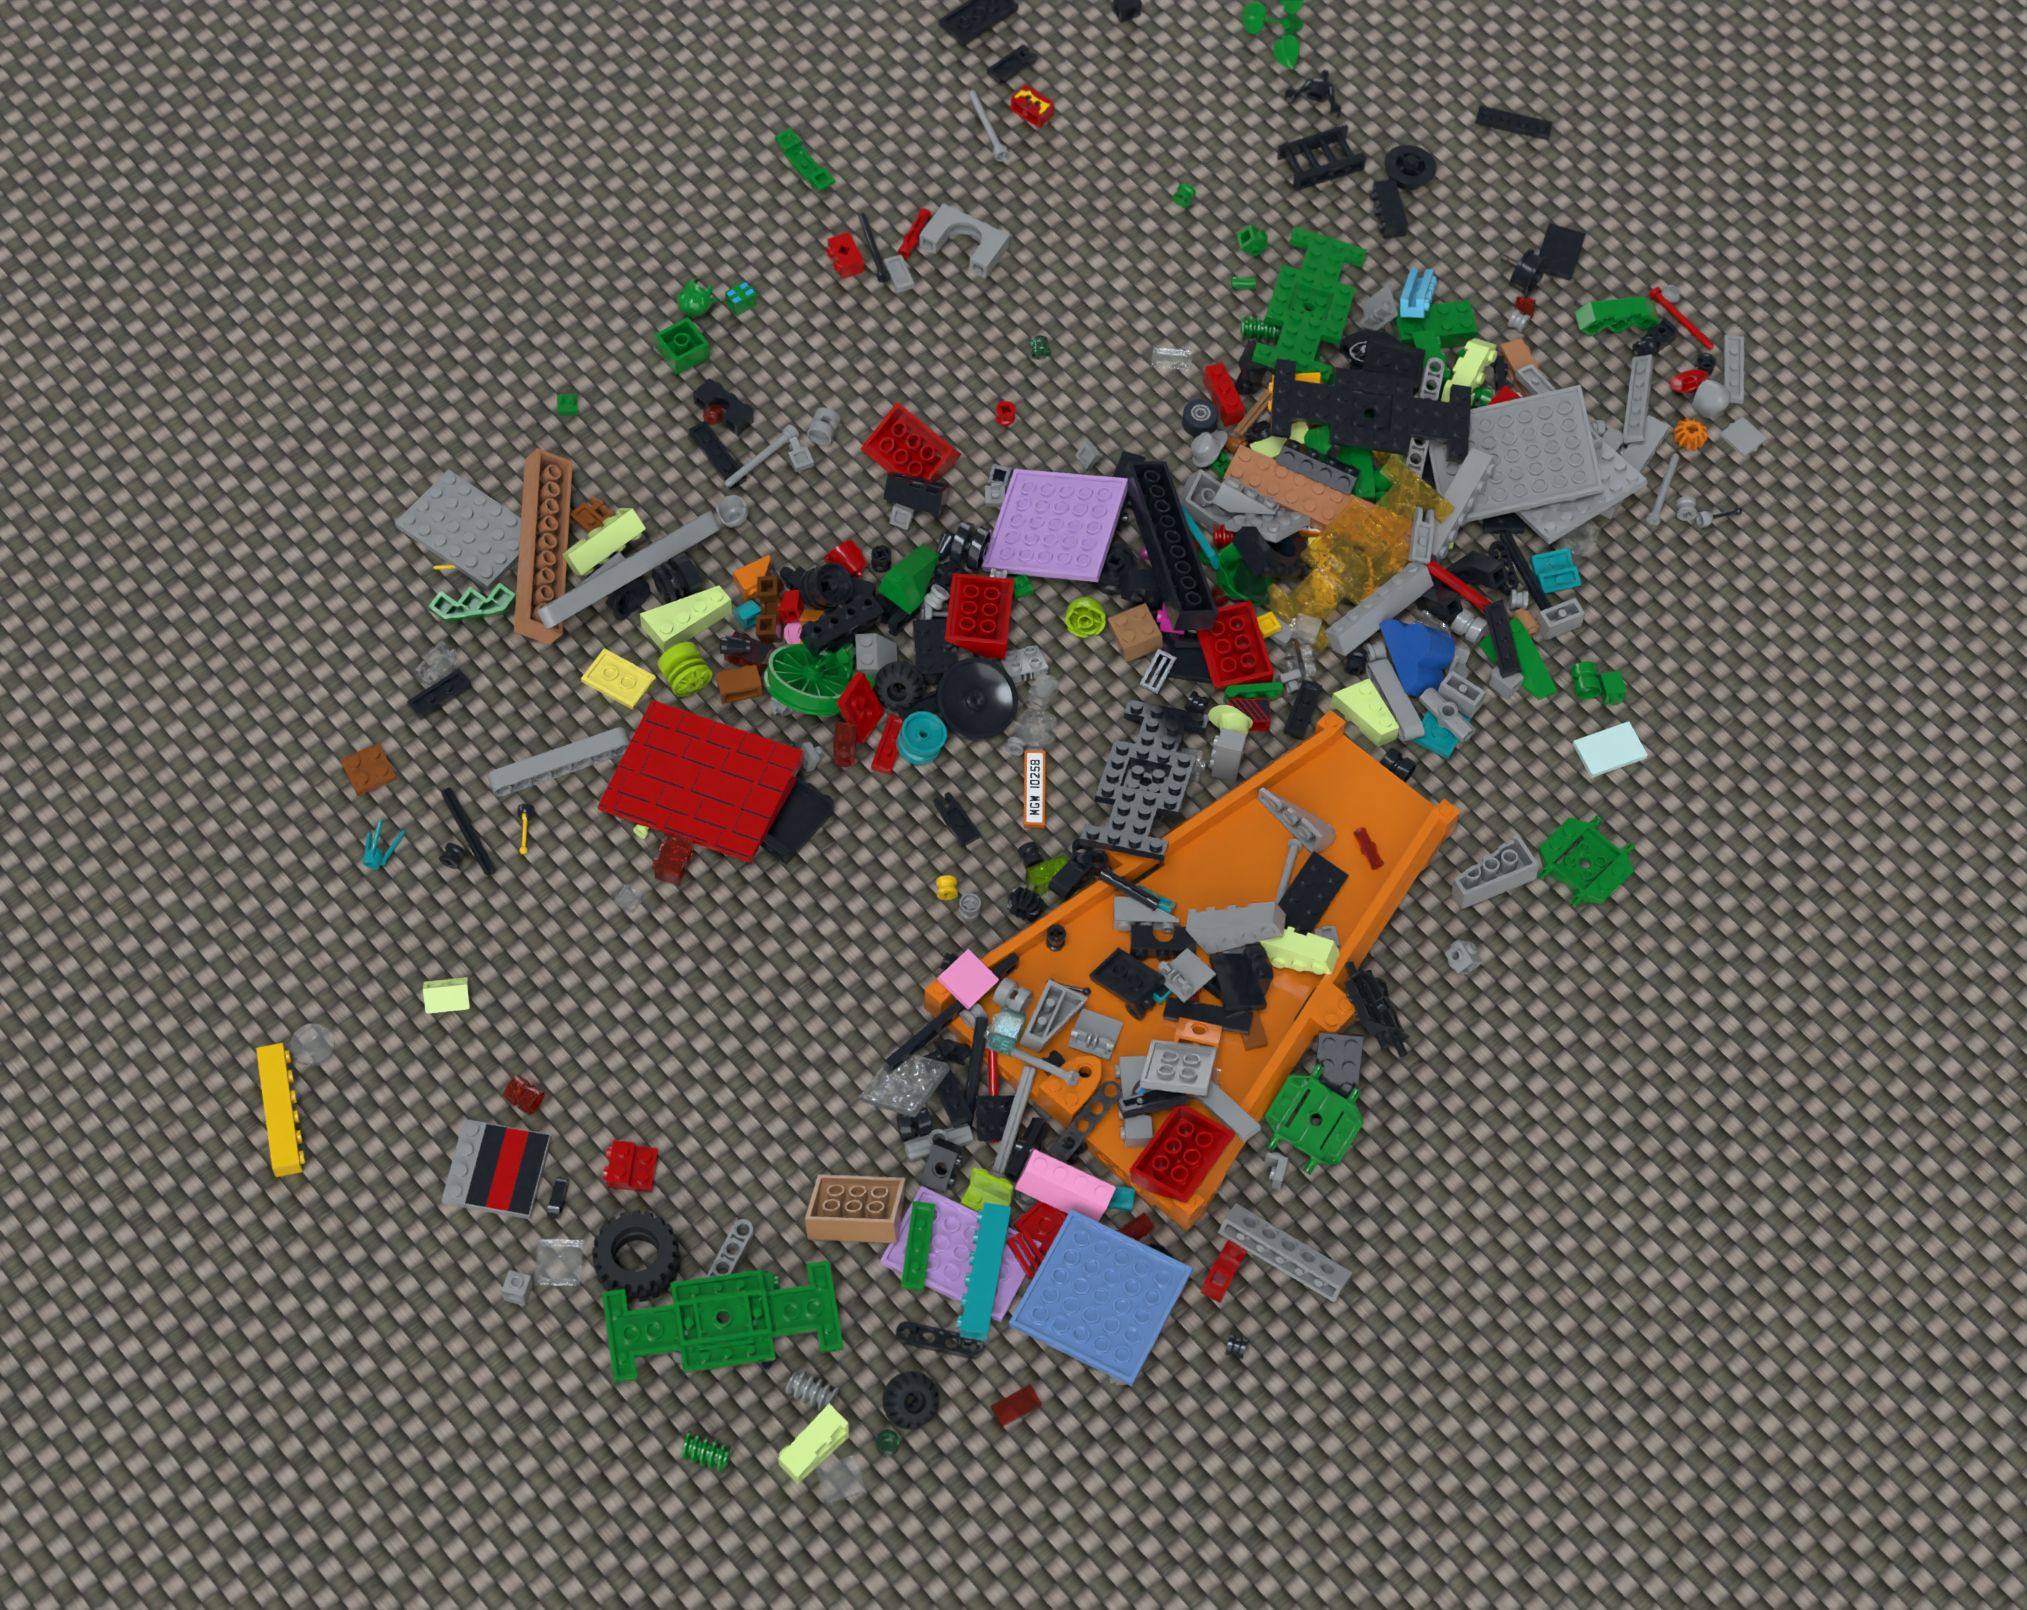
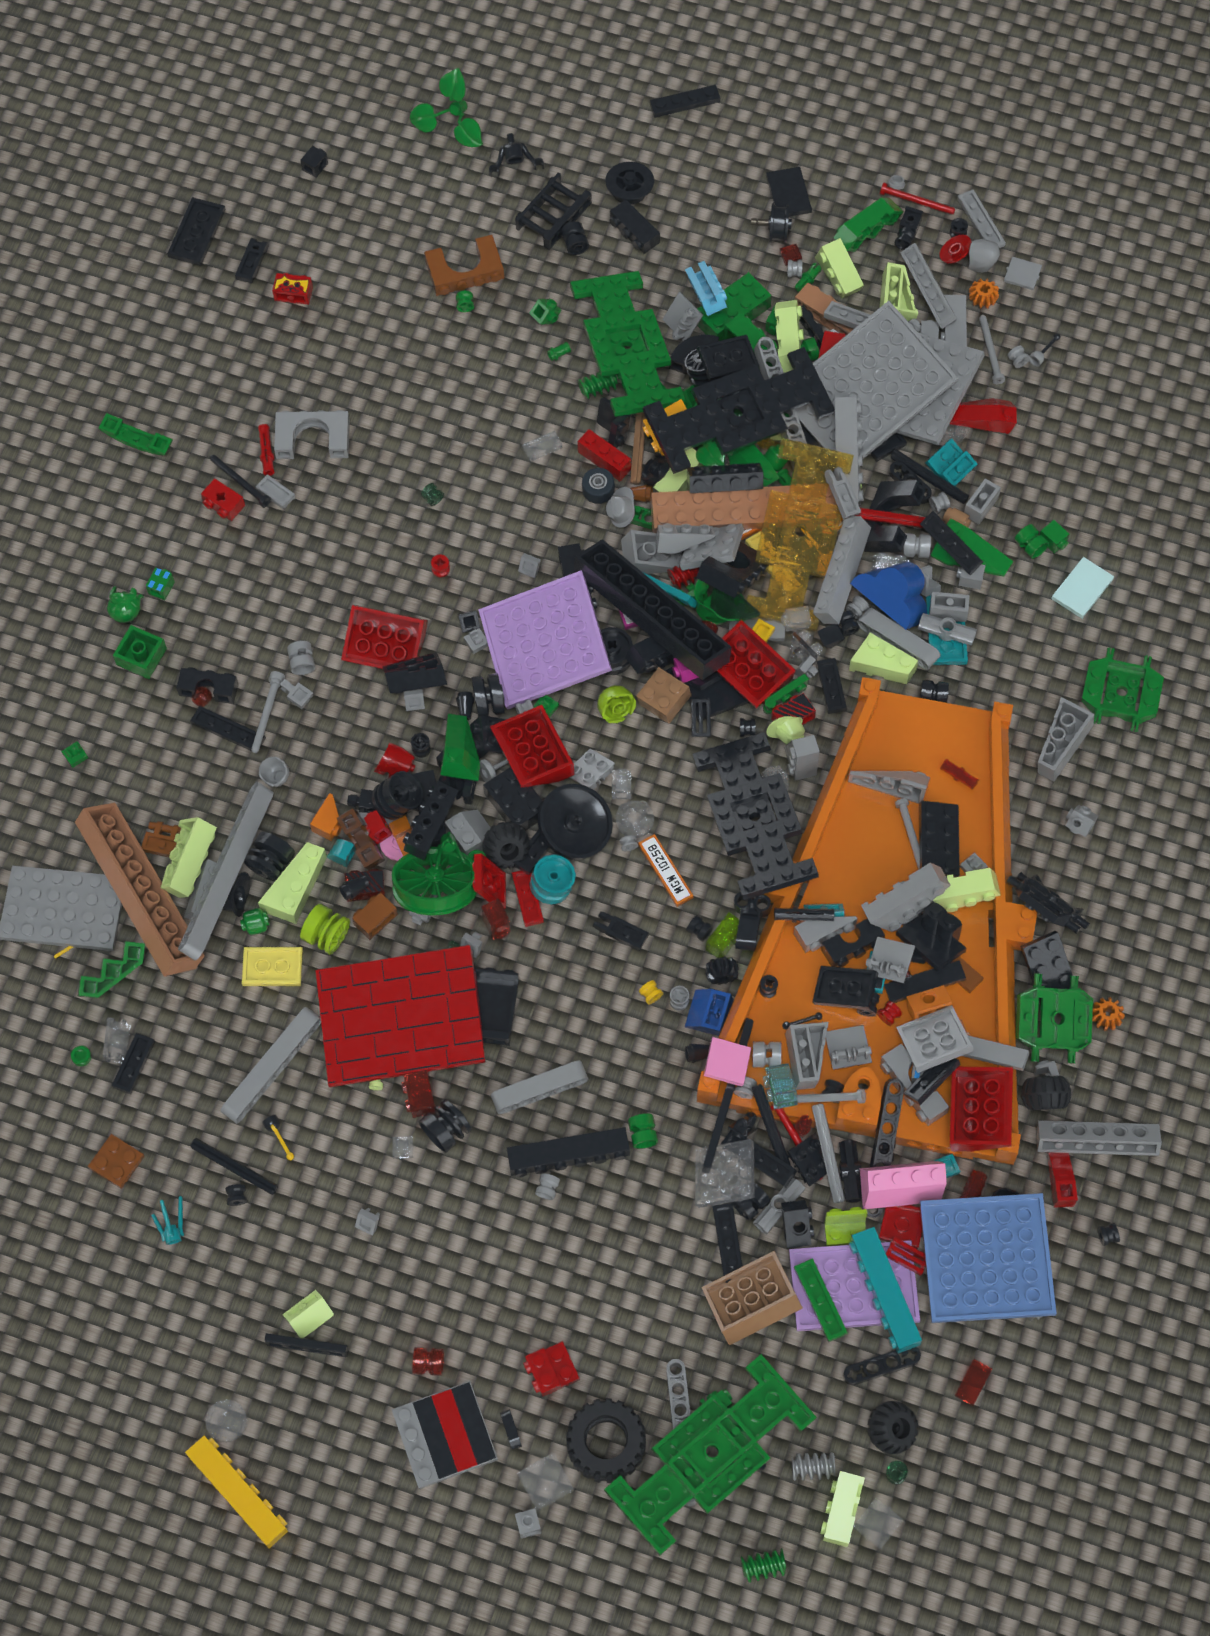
camera: 25 degrees left, 5 degrees up
(399, 663) = (81, 1055): none -> green tile
(426, 1019) = (306, 1345): none -> black tile
(552, 943) = (367, 1221): none -> light grey tile
(628, 630) = (255, 921): none -> green head
(677, 898) = (448, 1123): none -> black wheel
(736, 1004) = (547, 1186): none -> light grey wheel
(775, 985) = (568, 1151): none -> black brick
(787, 914) = (539, 1087): none -> light grey beam
(855, 1006) = (642, 1129): none -> green wheel
(872, 1144) = (727, 1238): none -> black tile
(936, 596) = (490, 753): light grey wheel -> none
(988, 932) = (709, 1011): none -> blue slope
(1000, 151) = (292, 342): light grey piece -> none
(1006, 1082) = (803, 1125): none -> clear red axle
(1155, 1024) = (889, 1013): none -> red wheel
(1222, 179) = (447, 280): none -> dark orange arch
(1259, 1181) = (1046, 1093): none -> black wheel
(1324, 190) = (575, 238): none -> black wheel
(1331, 664) = (831, 635): none -> black slope
(1376, 1152) = (1115, 1013): none -> orange gear
(1528, 334) = (808, 277): none -> green axle
(1561, 341) = (839, 268): none -> yellowish green wedge
(1602, 391) = (897, 290): none -> yellowish green wedge
(1616, 543) = (986, 414): none -> red wedge

